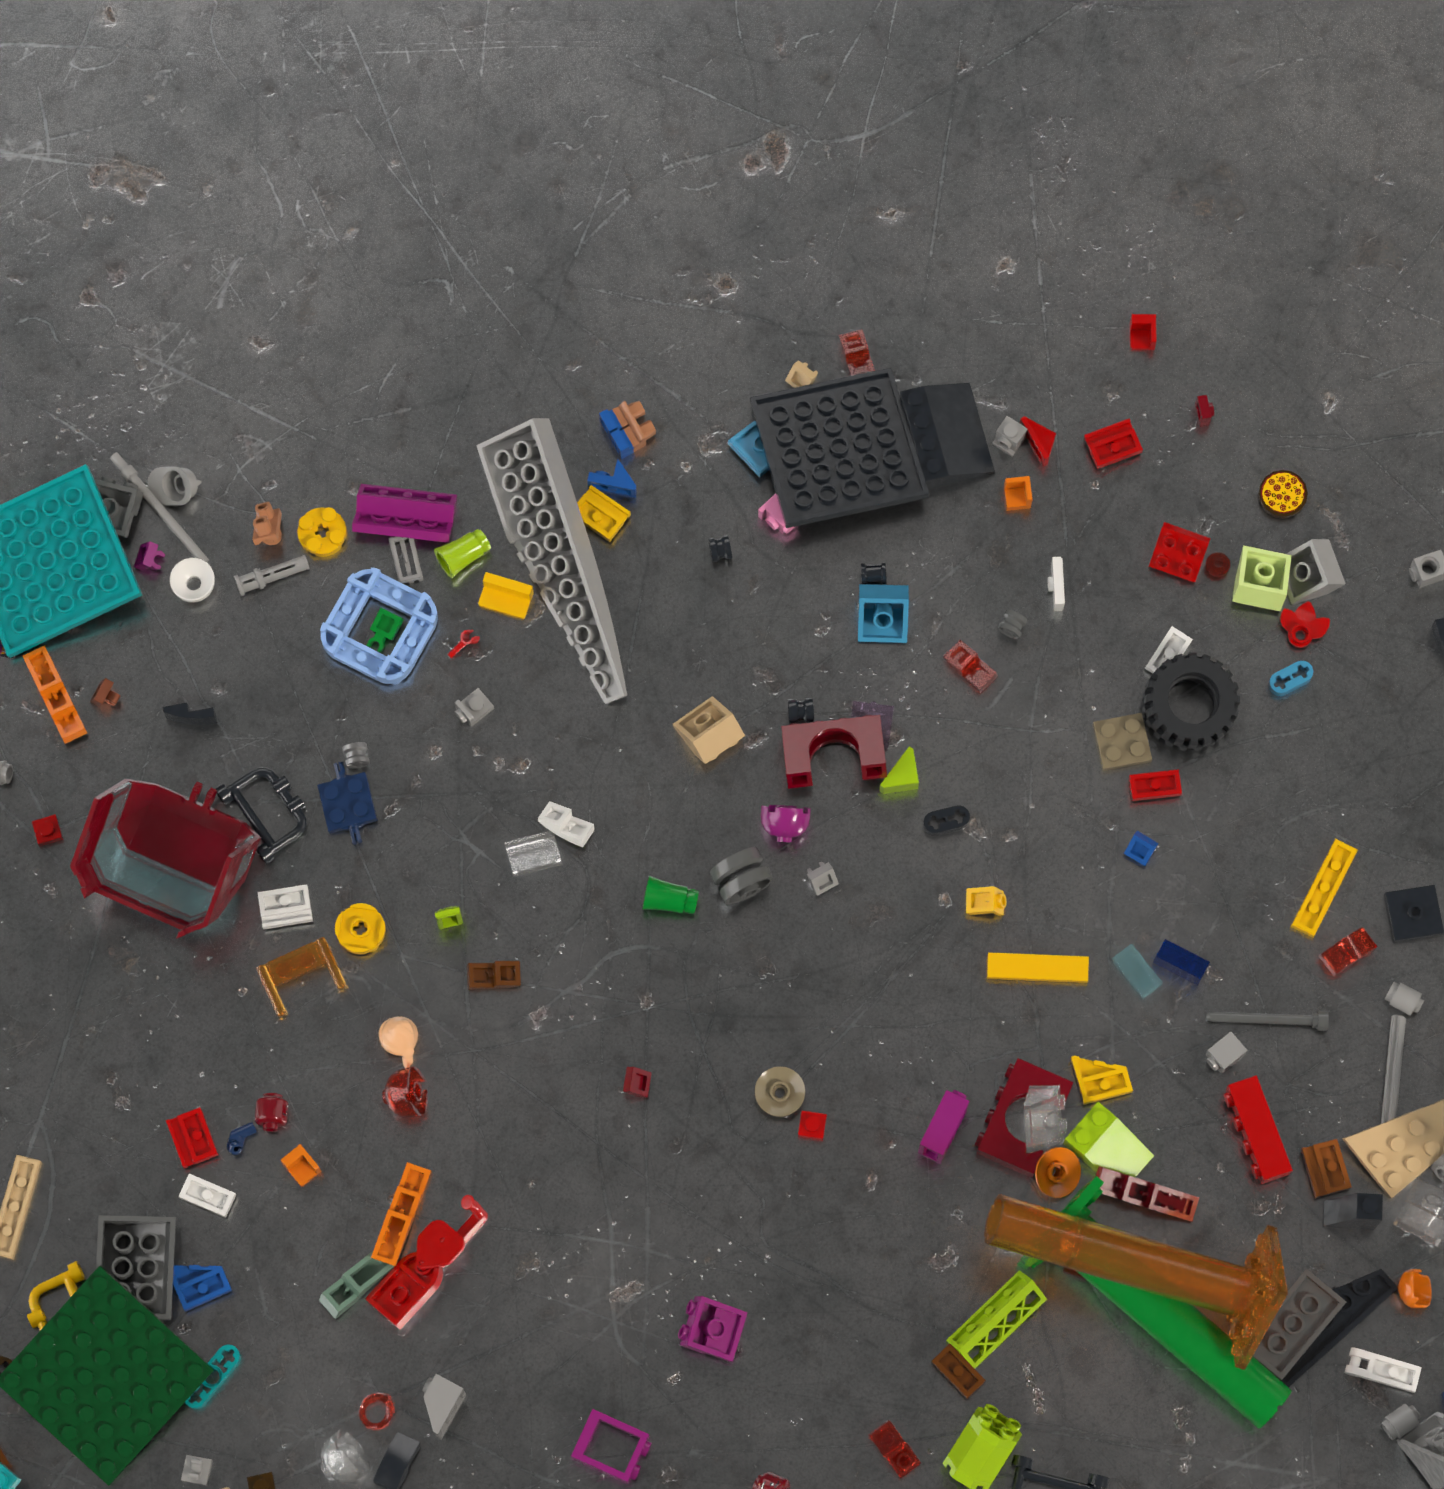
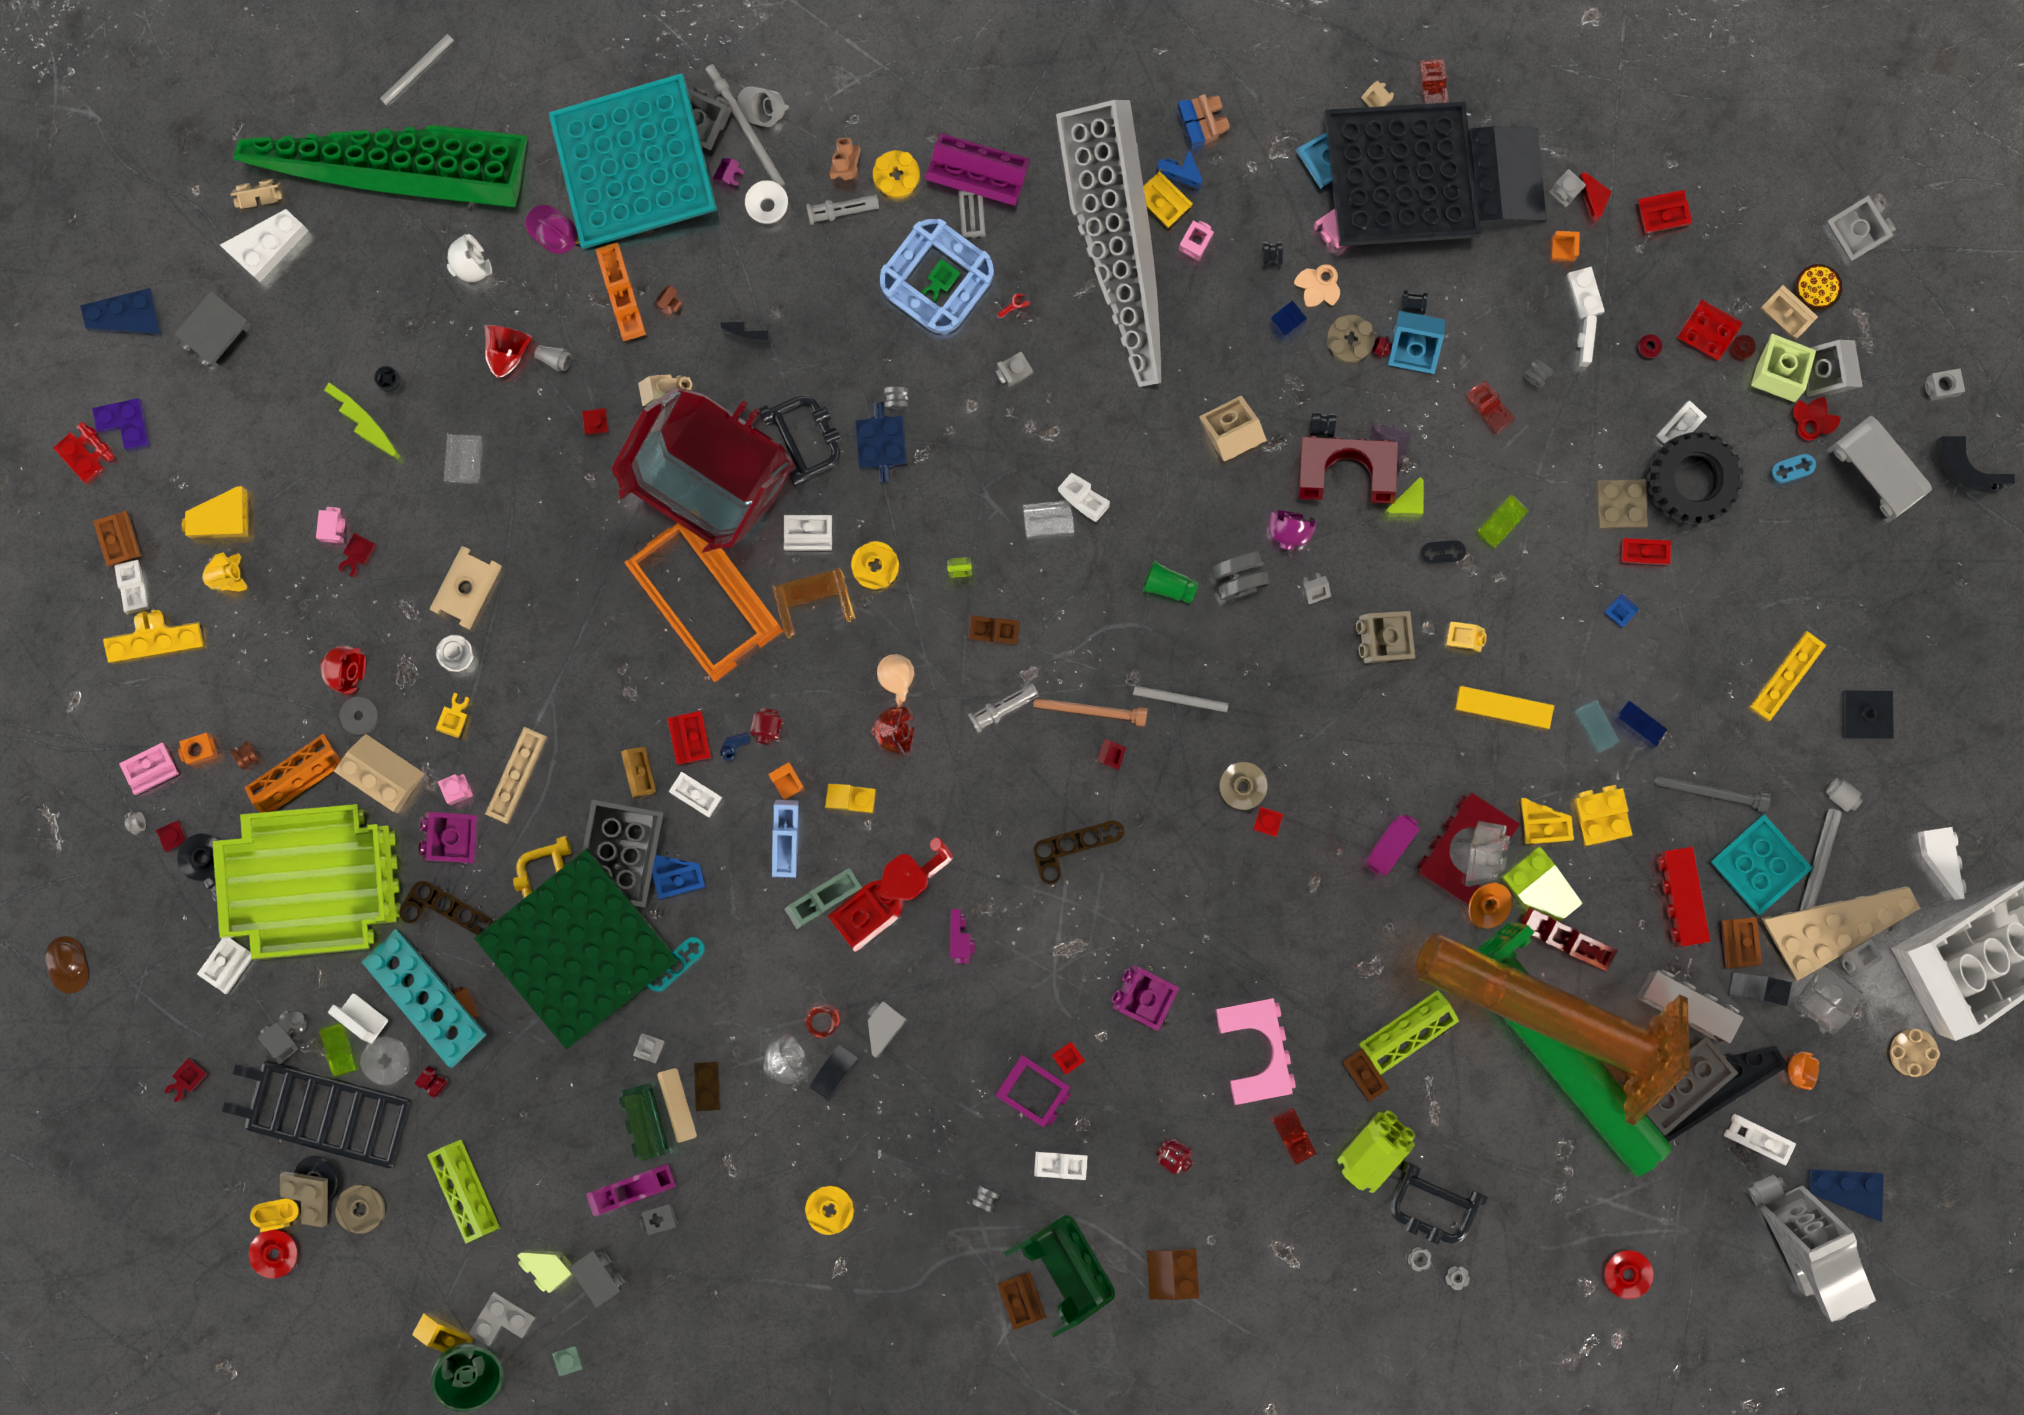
camera: 10 degrees right, 10 degrees up
(108, 778) = (657, 386): none -> tan brick
(144, 1181) = (638, 772): none -> pearl gold plate
(214, 969) = (732, 583): none -> orange piece
(308, 1225) = (785, 838): none -> light blue slope
(370, 1173) = (850, 798): none -> yellow slope
(401, 1214) = (872, 842): orange slope -> none
(462, 552) = (1026, 216): lime plant -> none
(505, 595) = (1061, 266): yellow panel -> none
(507, 1059) = (992, 713): none -> light grey pin
(510, 1302) = (960, 944): none -> magenta plate
(619, 1183) = (1079, 846): none -> dark brown beam
(637, 538) = (1199, 230): none -> bright pink brick
(642, 1405) = (1068, 1058): none -> red plate
(657, 1038) = (1136, 716): none -> nougat piece
(700, 1014) = (1180, 698): none -> light grey bar
(748, 611) = (1289, 319): none -> clear blue panel
(773, 577) = (1316, 288): none -> light nougat plate
(804, 630) = (1343, 327): none -> dark tan plate
(840, 1329) = (1275, 1079): none -> bright pink arch
(848, 623) = (1382, 346): none -> dark red plate
(902, 915) = (1386, 637): none -> dark tan plate
(1002, 777) = (1503, 520): none -> clear neon green slope
(1047, 536) = (1585, 292): none -> white plate
(1117, 584) = (1648, 353): none -> dark red plate
(1143, 332) = (1713, 105): red panel -> none
(1159, 1061) = (1602, 815): none -> yellow plate
(1204, 410) = (1758, 193): dark red plate -> none
(1225, 1053) = (1666, 819): light grey brick -> none
(1257, 522) = (1789, 312): none -> tan hinge
(1297, 1242) = (1704, 1012): none -> light grey brick
(1316, 427) = (1862, 227): none -> light grey plate
(1332, 1084) = (1761, 865): none -> teal plate
(1348, 951) = (1799, 741): clear red slope -> none
(1380, 657) = (1883, 466): none -> light grey windscreen

